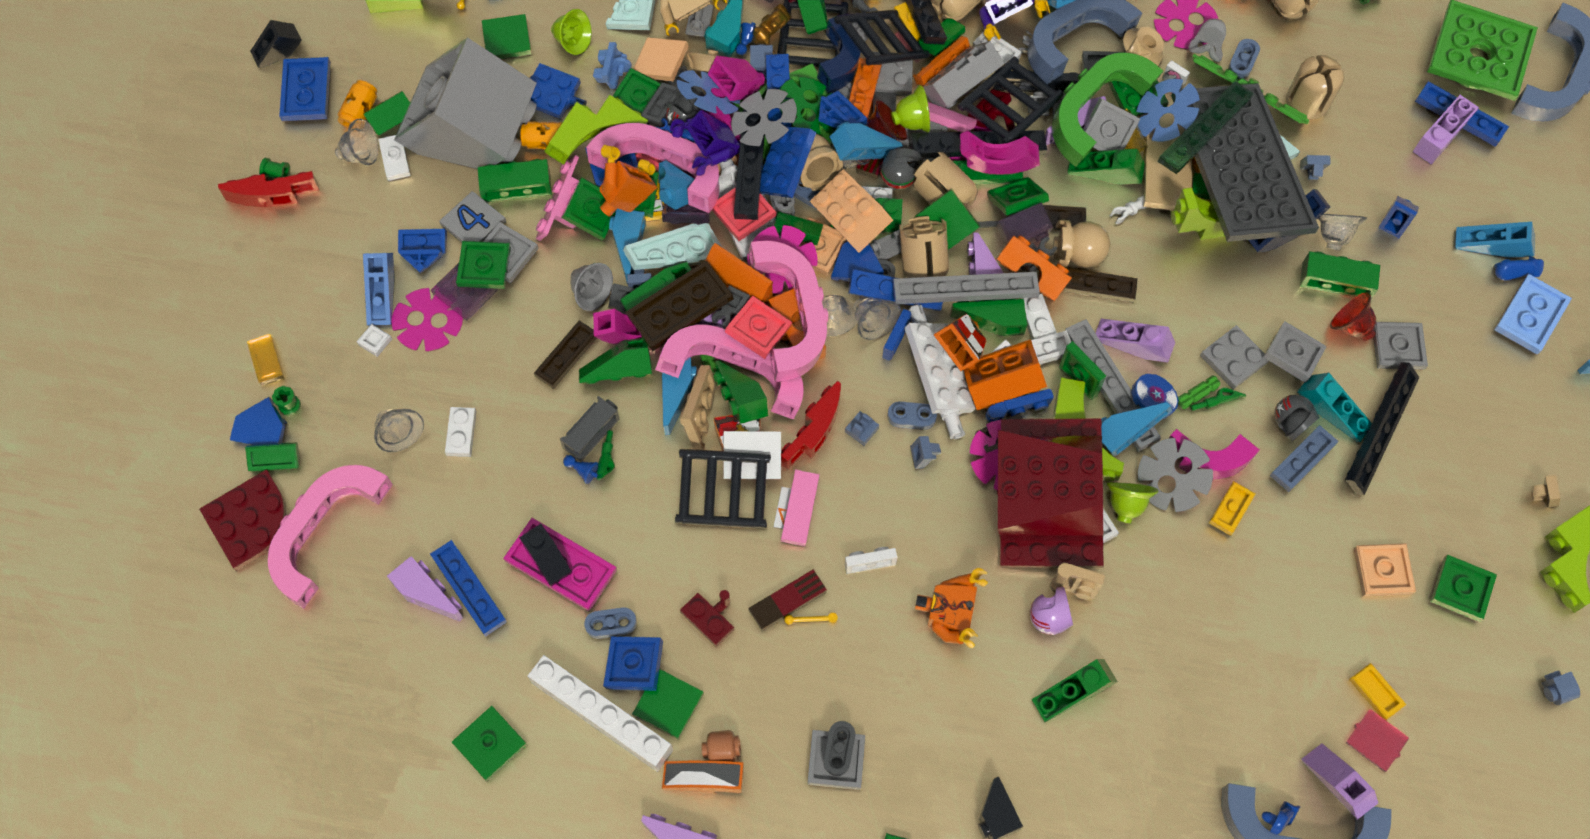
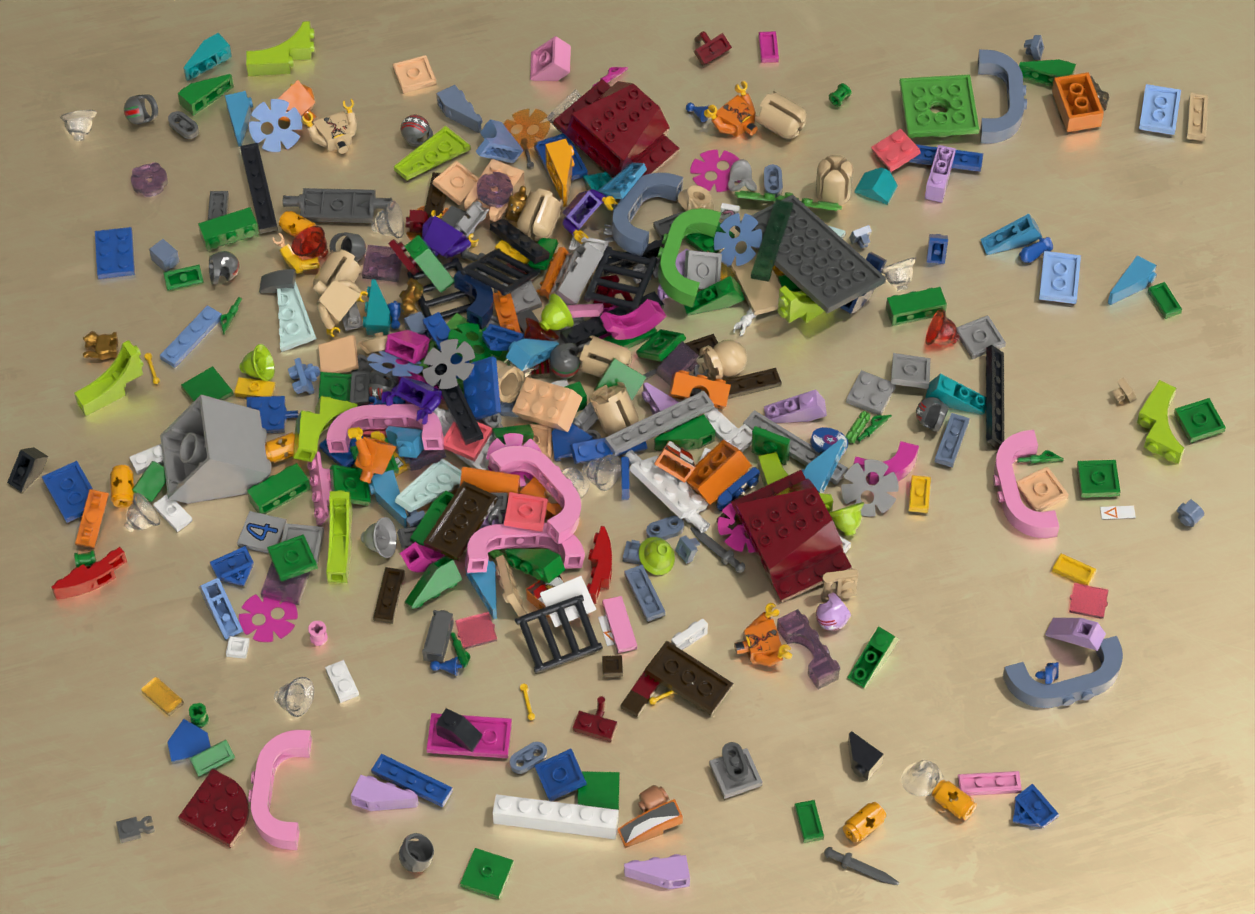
camera: 25 degrees left, 10 degrees down
(145, 498) = (131, 828): none -> dark grey plate
(306, 127) = (92, 519): none -> orange plate
(396, 84) = (143, 459): none -> white plate
(418, 682) = (416, 855): none -> dark grey helmet
(464, 365) = (317, 633): none -> bright pink bush
(544, 265) = (339, 537): none -> lime arch
(555, 57) = (254, 388): none -> yellow plate
(638, 439) = (476, 630): none -> clear pink piece
(653, 534) = (524, 688): none -> yellow hinge
(764, 555) = (612, 666): none -> dark brown plate
(842, 613) = (688, 678): none -> dark brown plate
(847, 483) = (644, 593): none -> sand blue plate
(885, 444) = (656, 555): none -> lime hat
(964, 481) = (726, 556): none -> dark grey sword
(999, 610) = (796, 629): none -> clear purple arch
(1340, 589) = (1022, 518): none -> bright pink arch
(1364, 113) = (877, 185): none -> teal slope
(1404, 530) = (1052, 457): none -> green hand
(1405, 81) = (895, 150): none -> coral plate
(1467, 641) = (1117, 512): none -> white sticker

